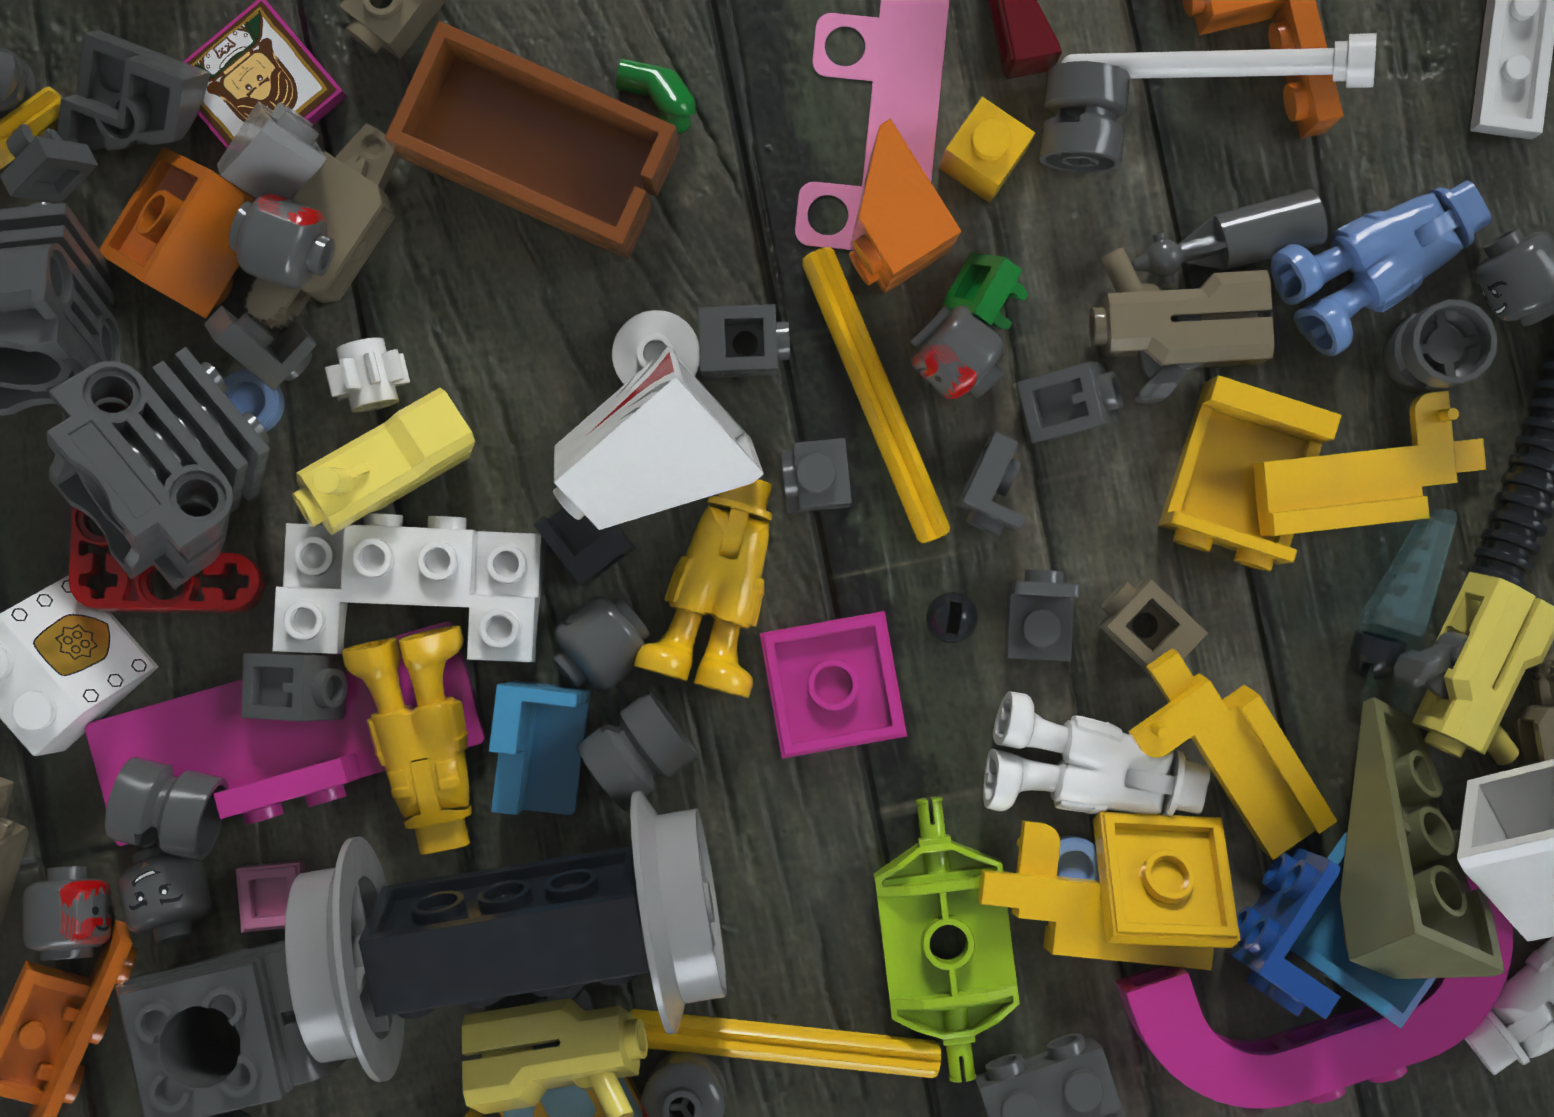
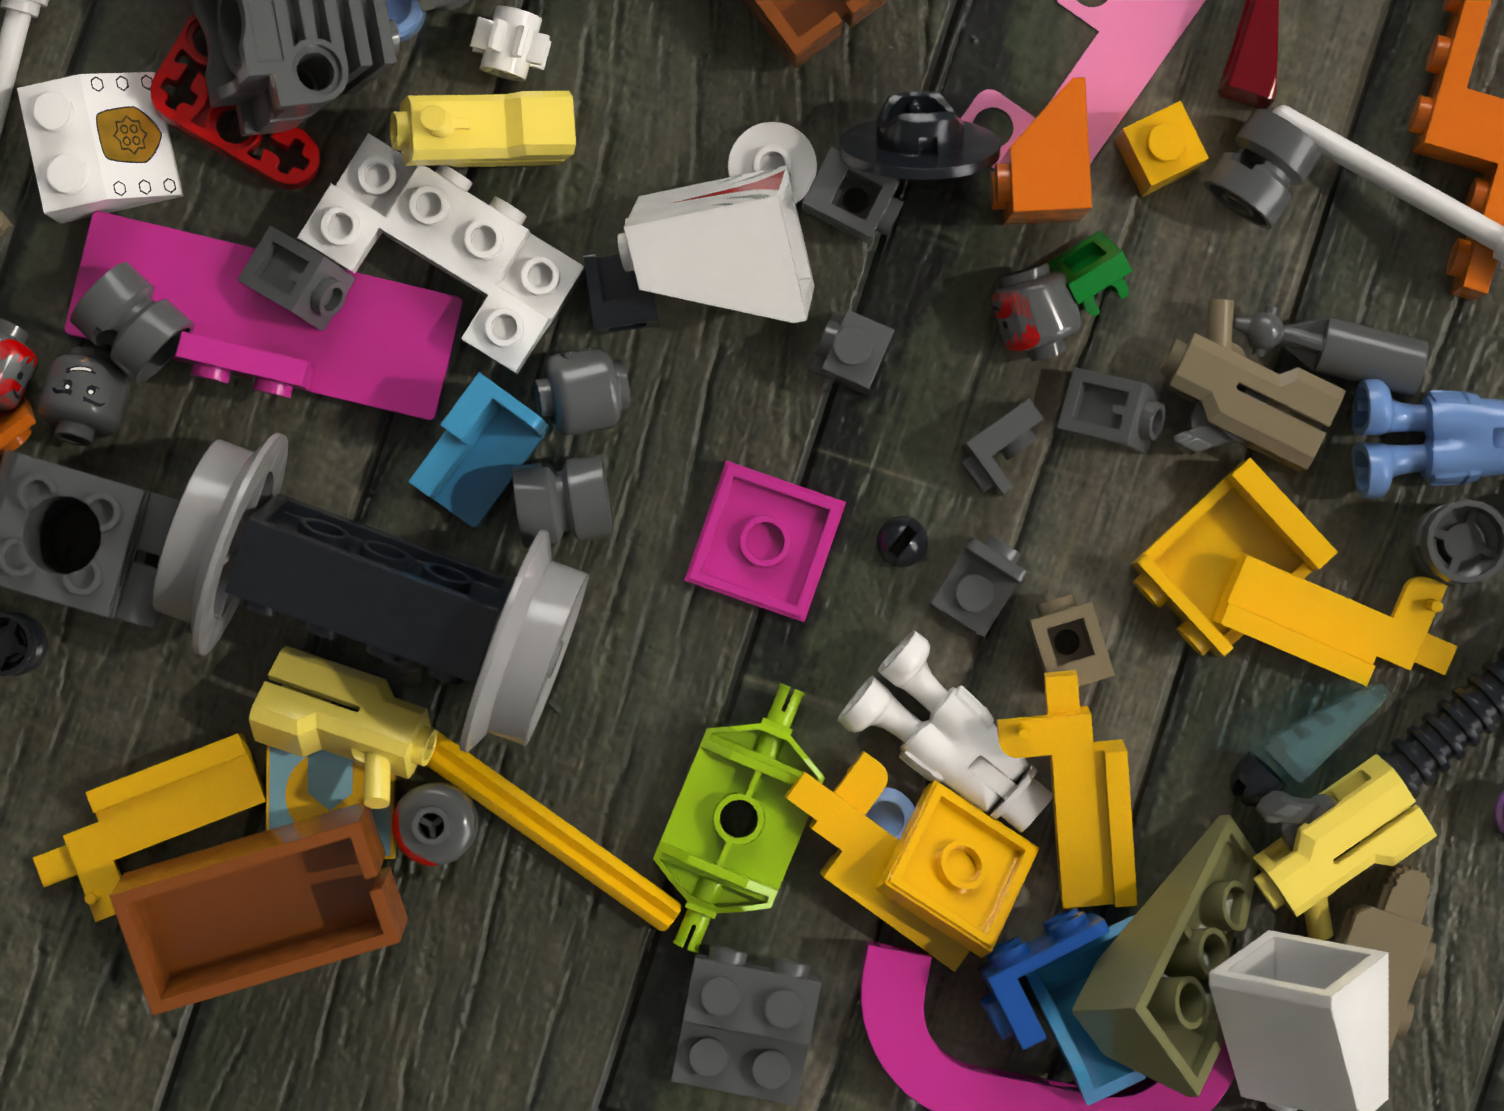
camera: 25 degrees right, 0 degrees up
(265, 893) = (171, 450): bright pink tile -> none
(420, 744) = (379, 390): yellow piece -> none
(720, 580) = (718, 395): yellow piece -> none
(772, 258) = (919, 140): none -> black piece
(875, 395) = (943, 320): yellow axle -> none

